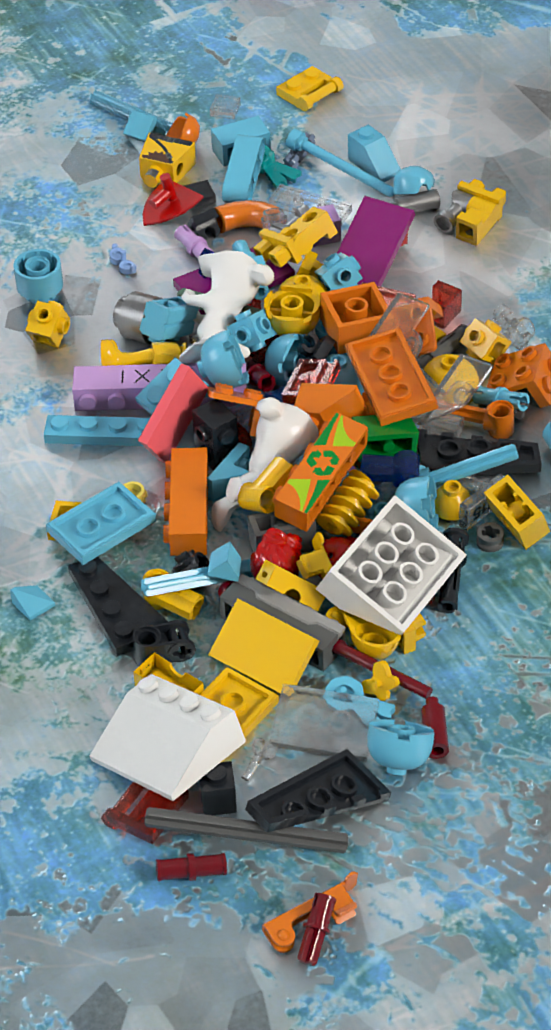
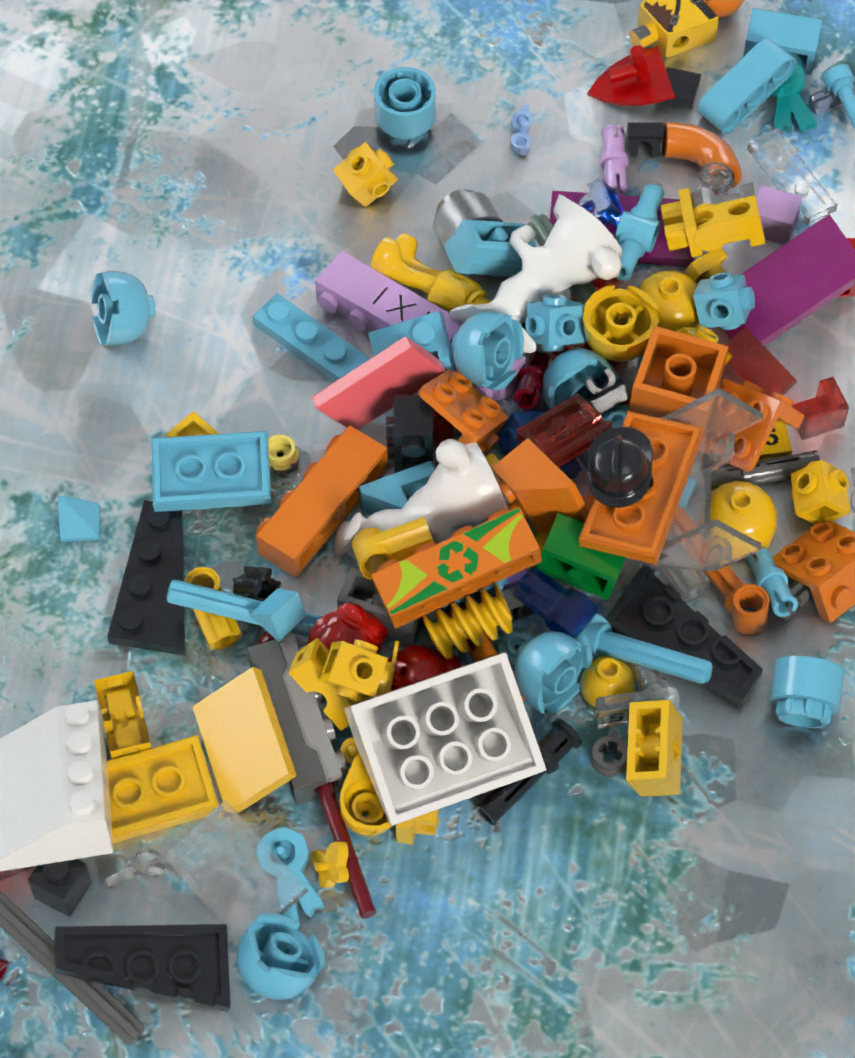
camera: 35 degrees right, 15 degrees up
(163, 641) = (163, 665): black piece -> none
(309, 555) = (342, 665): none -> yellow brick
(370, 369) = (620, 467): none -> black piece
(434, 716) = (342, 959): dark red cylinder -> none

